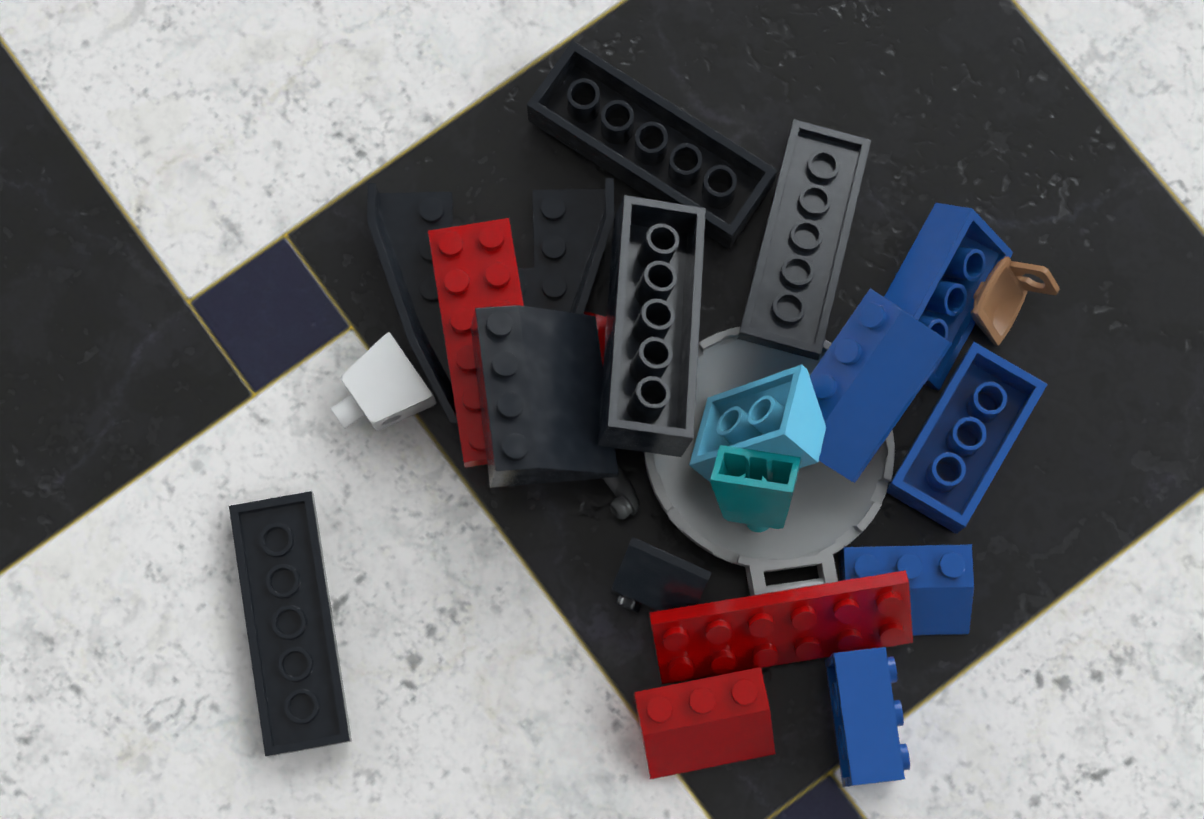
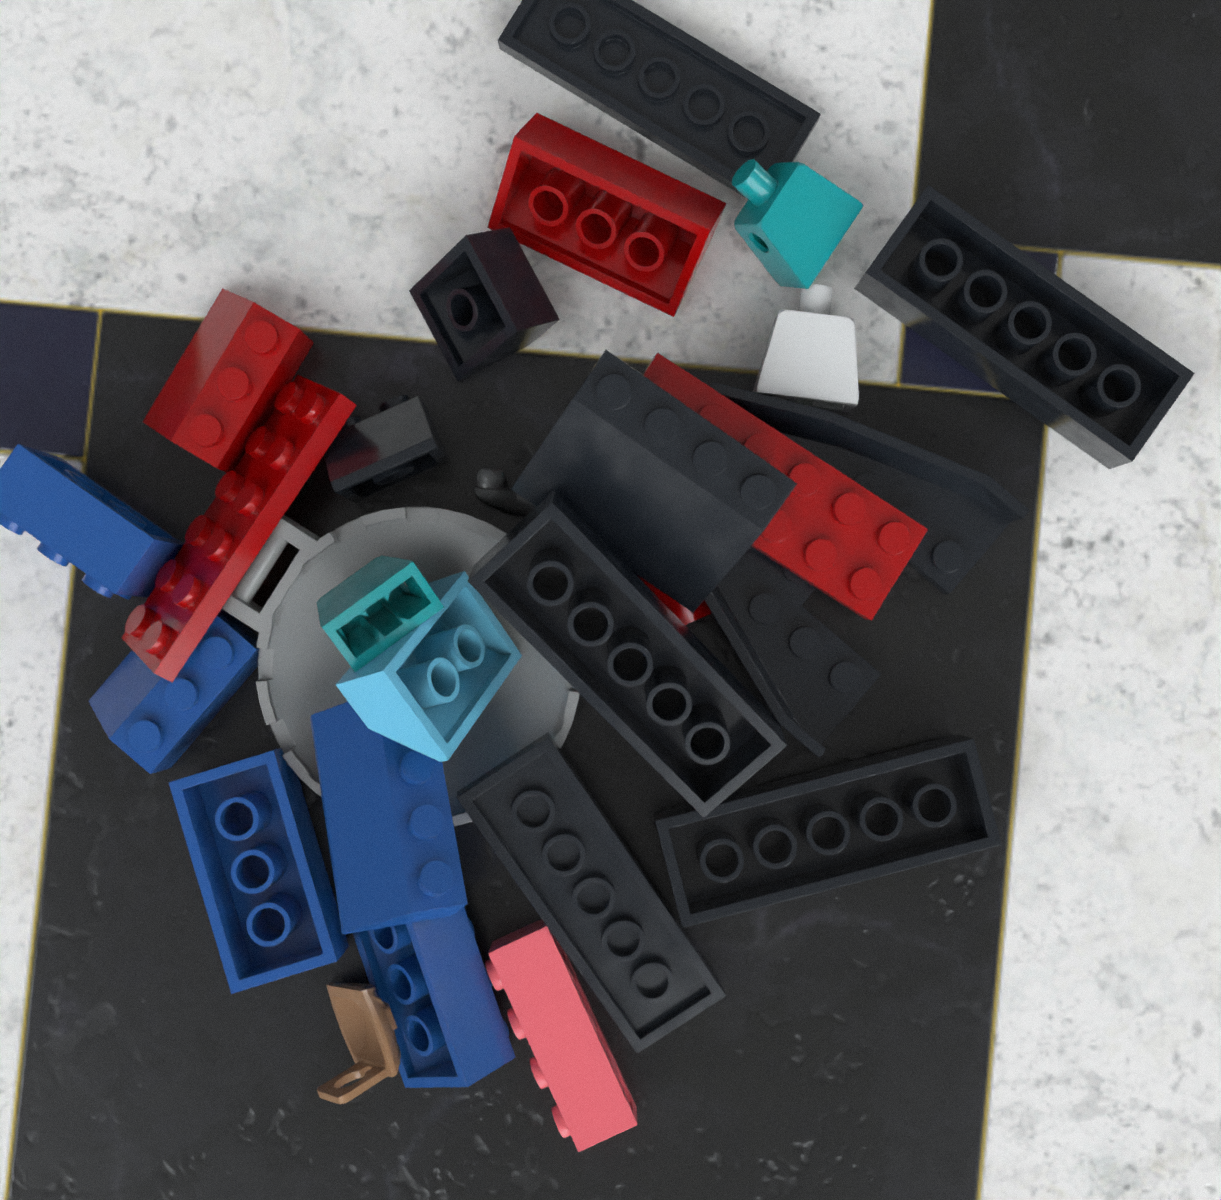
camera: 130 degrees right, 10 degrees up
(262, 279) = (1024, 330): none -> black brick
(311, 463) = (792, 219): none -> teal torso
(400, 581) = (604, 213): none -> red slope
(520, 606) = (483, 302): none -> black slope
(898, 190) = (563, 1035): none -> coral brick

